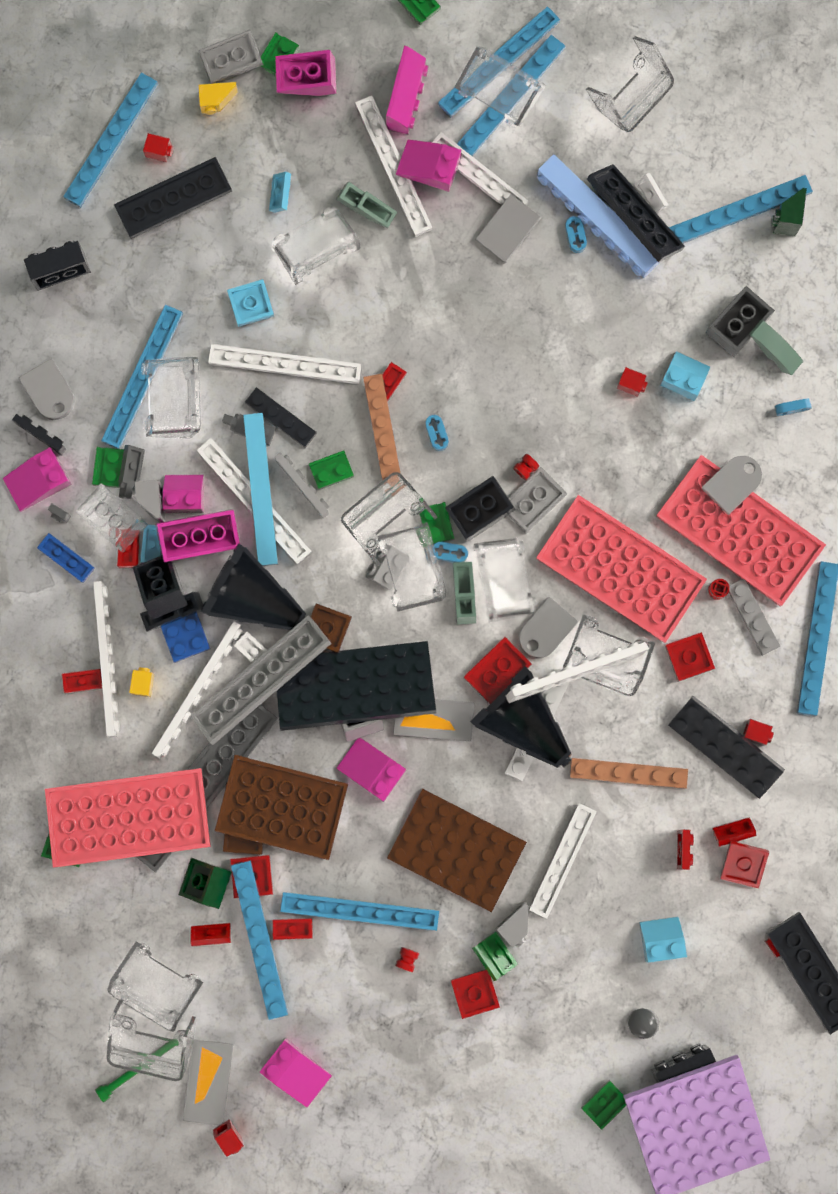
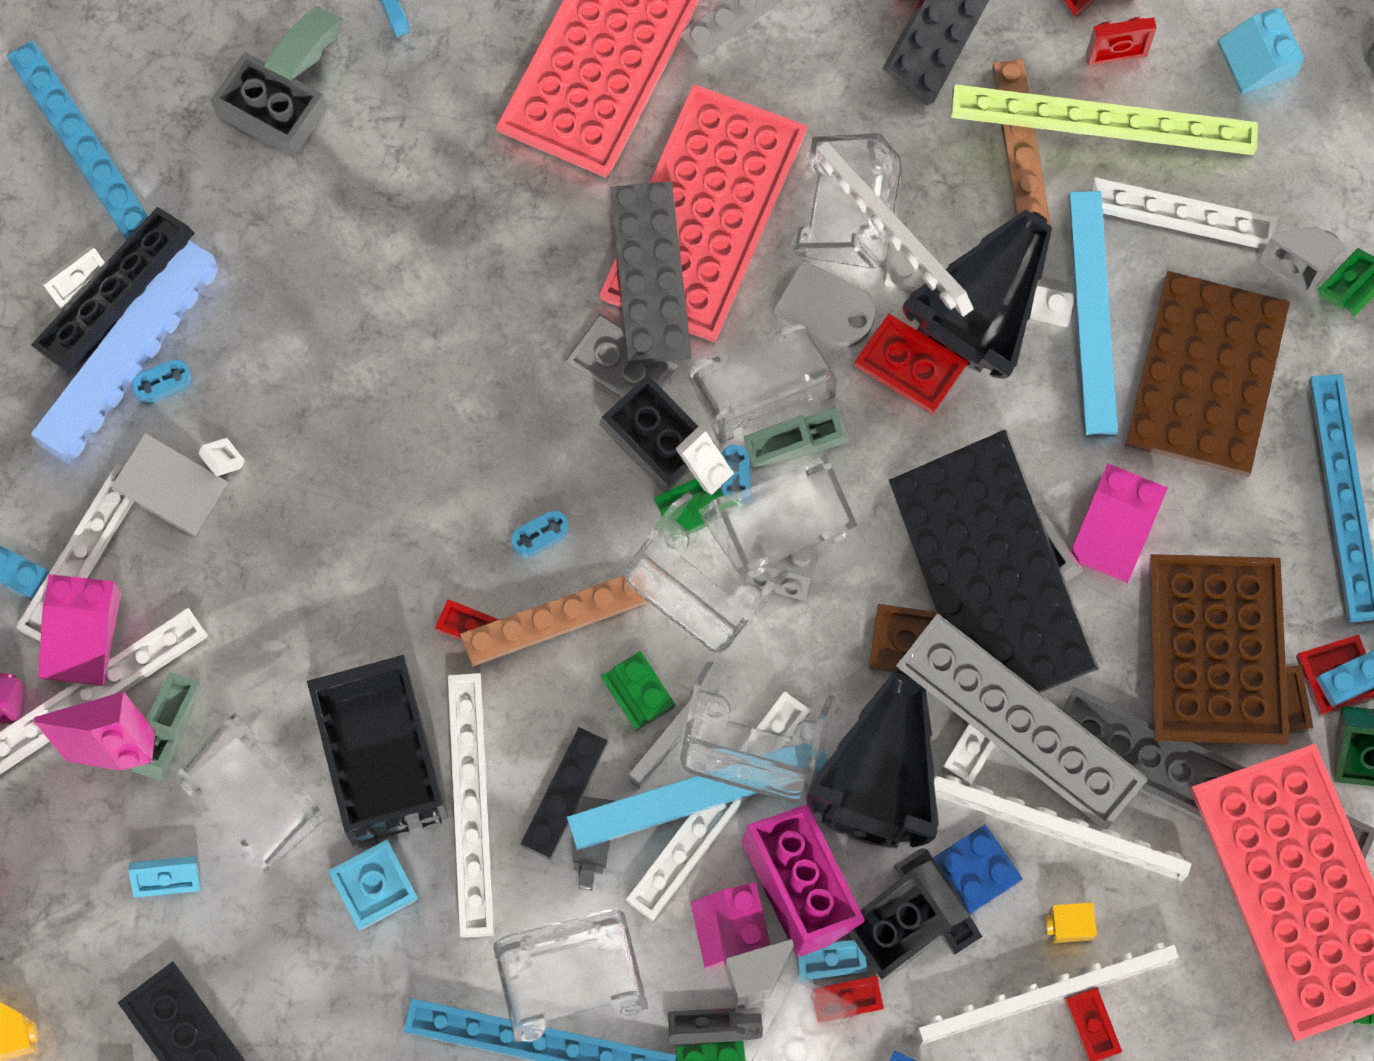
camera: 100 degrees left, 10 degrees down
(274, 519) = (748, 755): none -> clear windscreen
(322, 316) = (377, 751): none -> black container
(363, 169) = (100, 733): none -> dark pink slope
(448, 723) = (1016, 411): light grey tile -> none
(455, 531) = (704, 460): none -> white plate
(508, 788) = (1093, 313): none -> medium azure tile
(520, 260) = (221, 457): none -> white plate
(526, 466) = (569, 382): red wheel -> none
(585, 526) = (650, 273): none -> dark grey plate
(632, 382) = (397, 248): red brick -> none
(632, 827) = (1104, 119): none -> yellowish green plate
(685, 376) = (372, 172): medium azure slope -> none
(690, 657) = (820, 89): red plate -> none
(717, 592) = (705, 73): red wheel -> none
(732, 484) = (535, 70): light grey tile -> none
(790, 215) = (78, 58): dark green slope -> none

